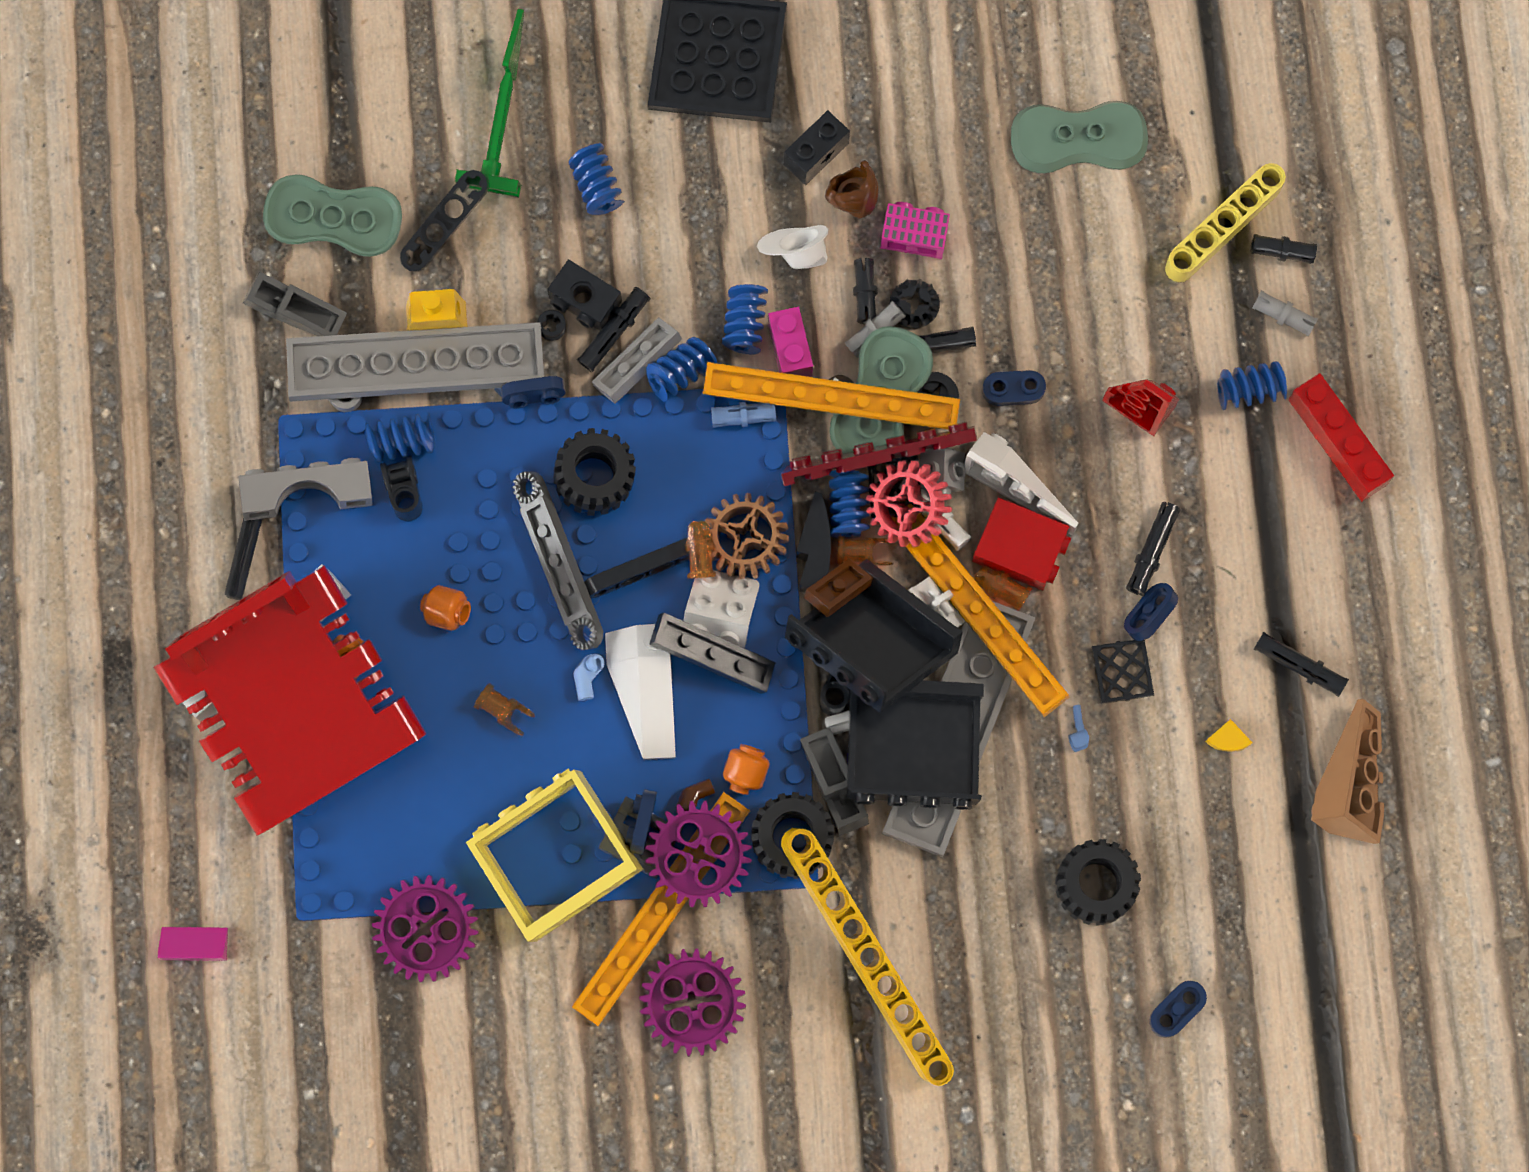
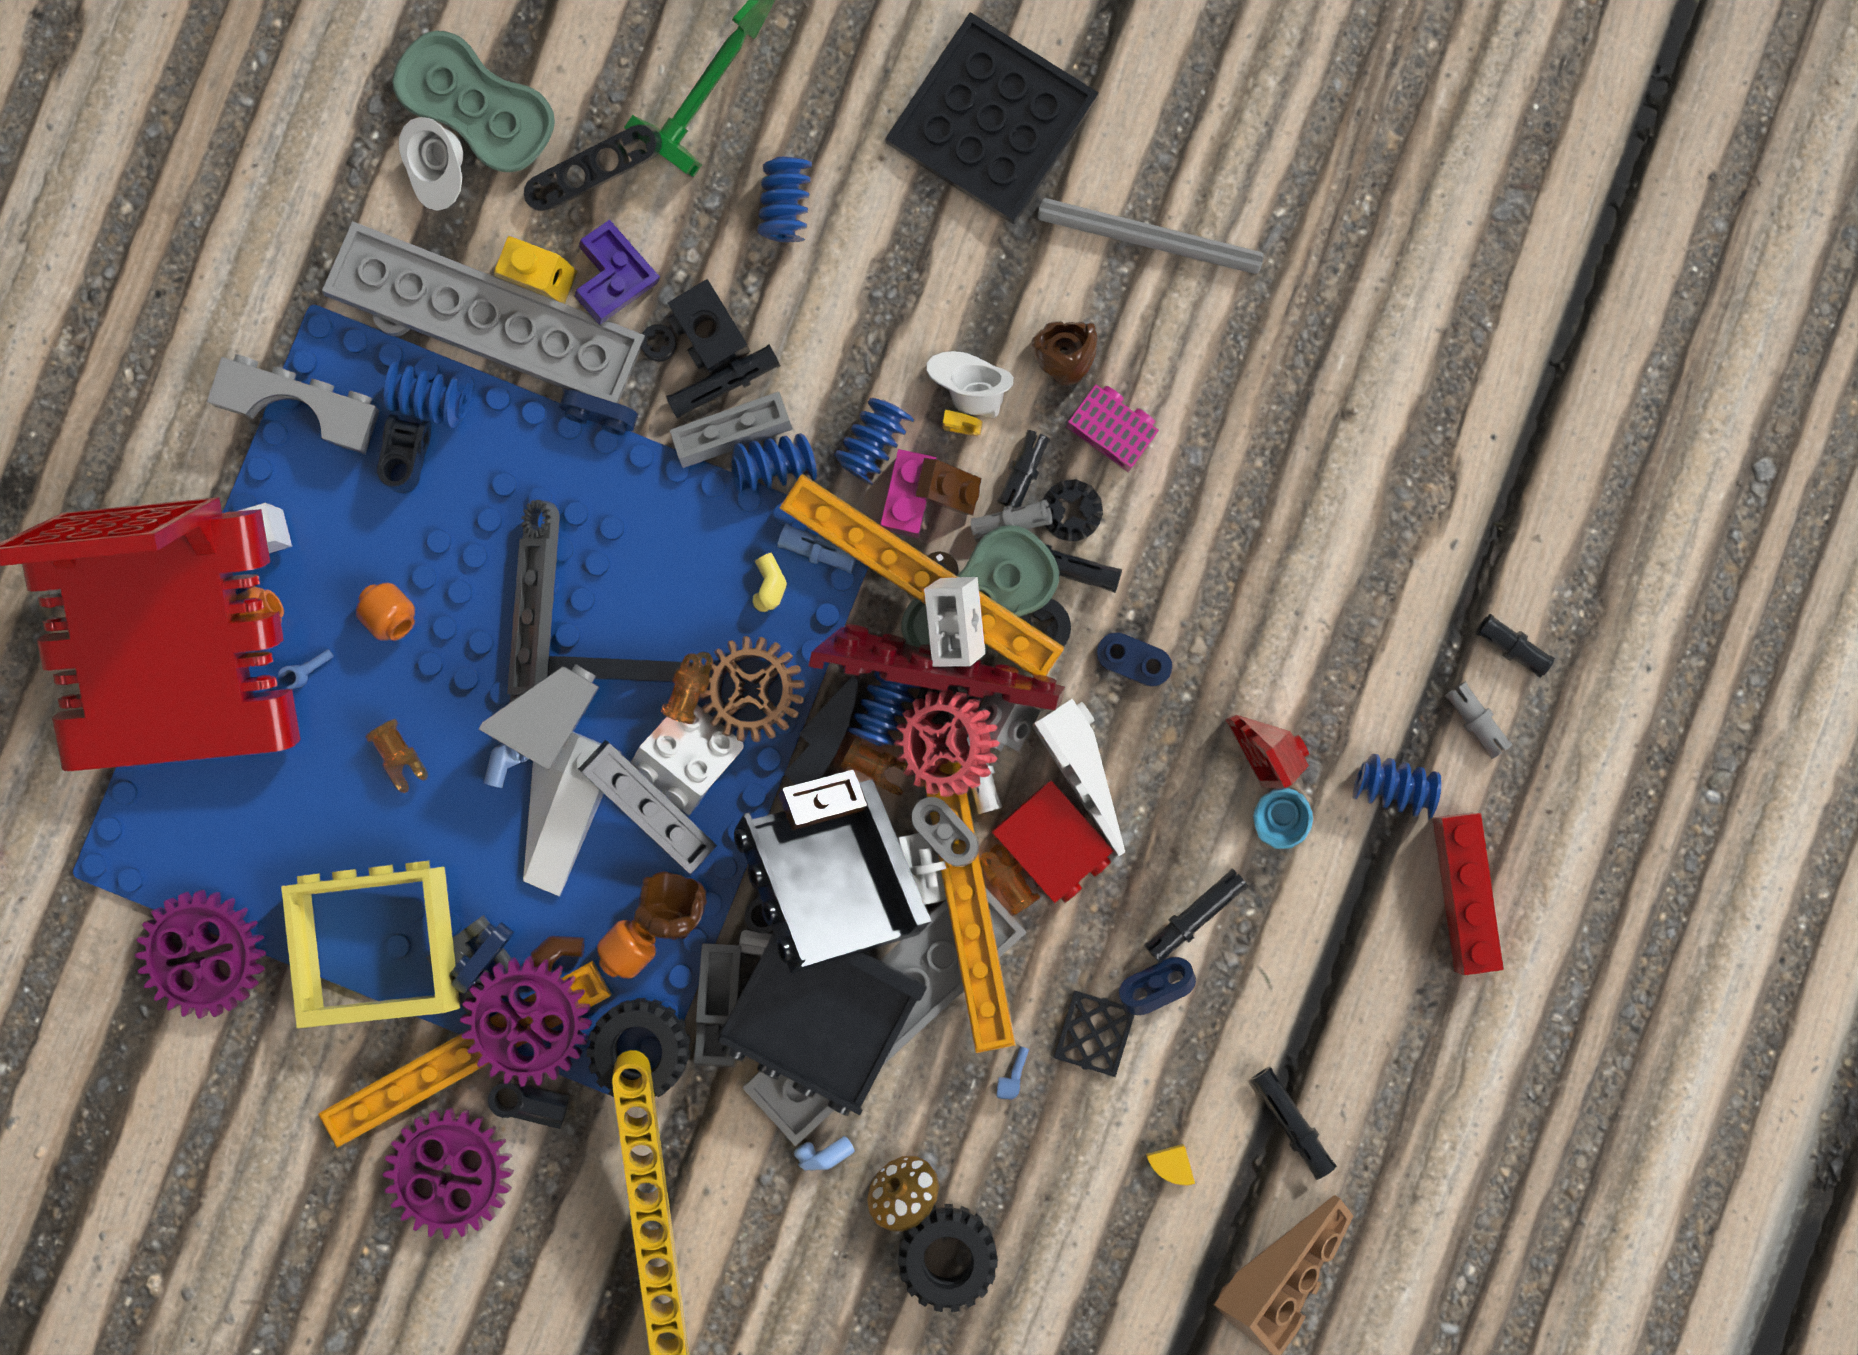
camera: 25 degrees right, 10 degrees up
(242, 559) = (196, 447): black axle -> none
(294, 306) = (383, 188): dark grey slope -> none
(324, 271) = (432, 162): none -> white piece
(404, 679) = (302, 671): none -> medium blue hand
(502, 287) = (622, 273): none -> dark purple plate
(598, 447) = (613, 503): black tyre -> none
(604, 620) = (544, 715): none -> light grey slope
(723, 456) = (772, 586): none -> light yellow arm
(731, 920) = (533, 1104): none -> black piece
(764, 719) = (670, 905): none -> reddish brown hair
(802, 278) = (961, 423): none -> yellow tile
(816, 147) = (1049, 279): black brick -> none
(818, 324) = (948, 486): none -> reddish brown plate
(872, 411) = (954, 621): none -> white brick
(873, 85) = (1150, 236): none -> light grey axle
(941, 568) = (945, 832): none -> light grey plate
(969, 857) = (823, 1159): none -> light blue arm
(1041, 850) = (912, 1200): none -> pearl gold dish
(1054, 138) = (1380, 416): sand green plate -> none
(1180, 446) = (1283, 818): none -> medium azure hair
(1232, 210) = (1479, 573): light yellow beam -> none

